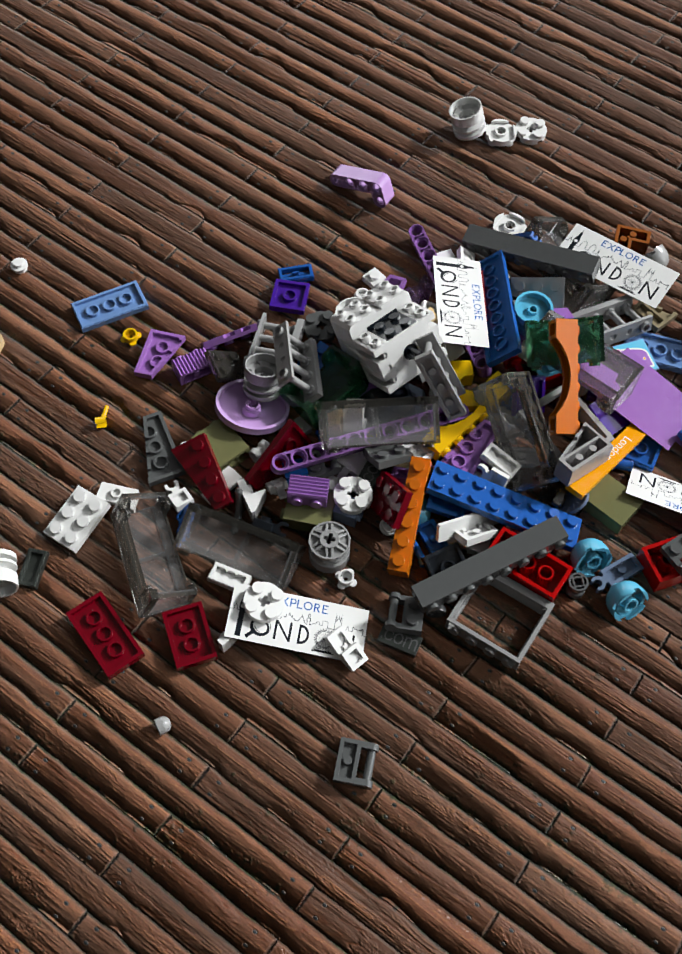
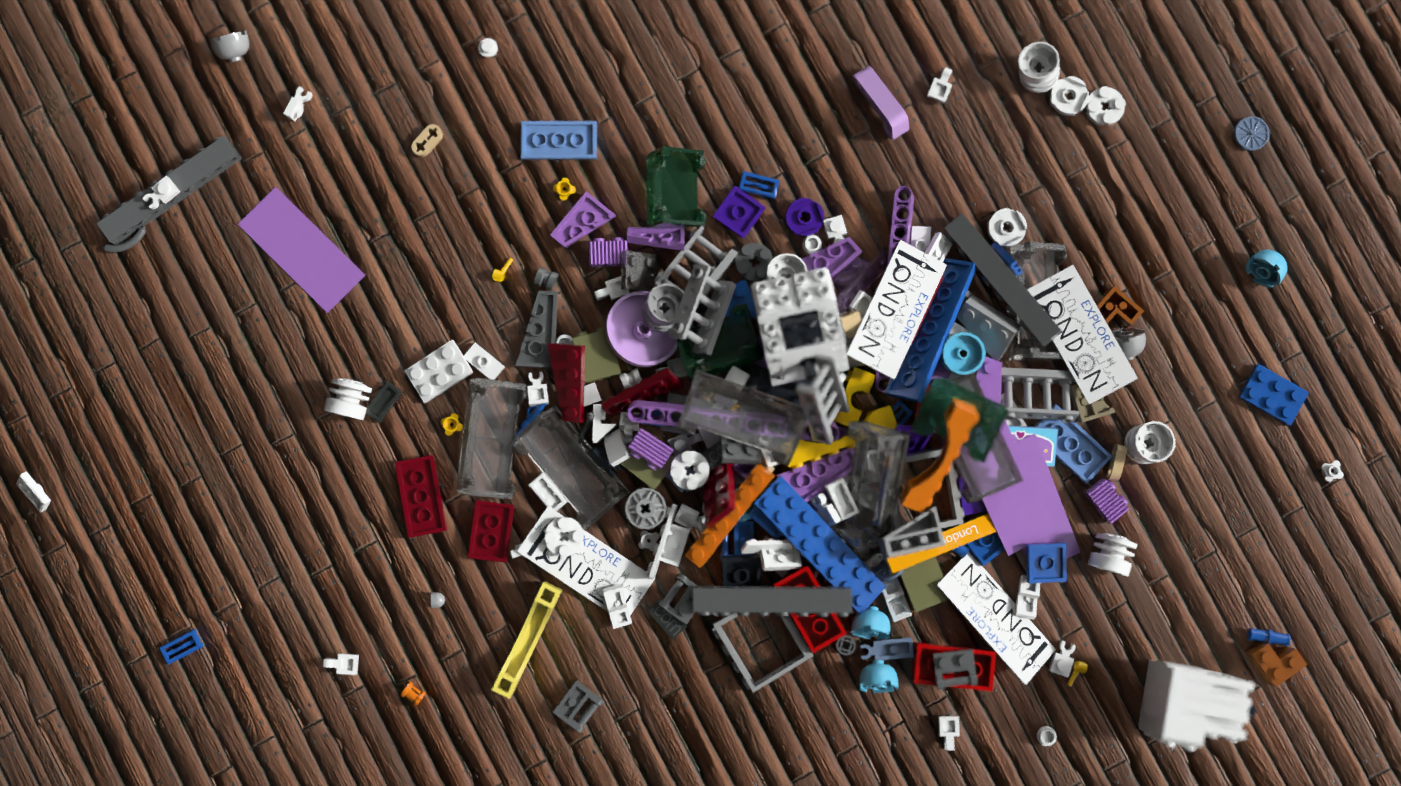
camera: 25 degrees right, 25 degrees up
(90, 836) = (345, 663): none -> white plate
(108, 553) = (449, 430): none -> yellow plate
(145, 406) = (546, 279): none -> dark grey wheel
(177, 832) = (413, 694): none -> orange bush
(208, 391) = (612, 289): none -> white plate
(222, 298) = (673, 188): none -> clear green windscreen
(272, 719) = (527, 639): none -> light yellow arch
(276, 507) = (616, 447): none -> white slope
(343, 288) = (795, 212): none -> dark purple plate
(369, 569) = (671, 544): none -> white bracket
(372, 540) = (689, 517): none -> white plate
(401, 161) = (940, 88): none -> white plate
(593, 528) = (895, 600): none -> white slope
(645, 109) = (1251, 133): none -> sand blue wheel

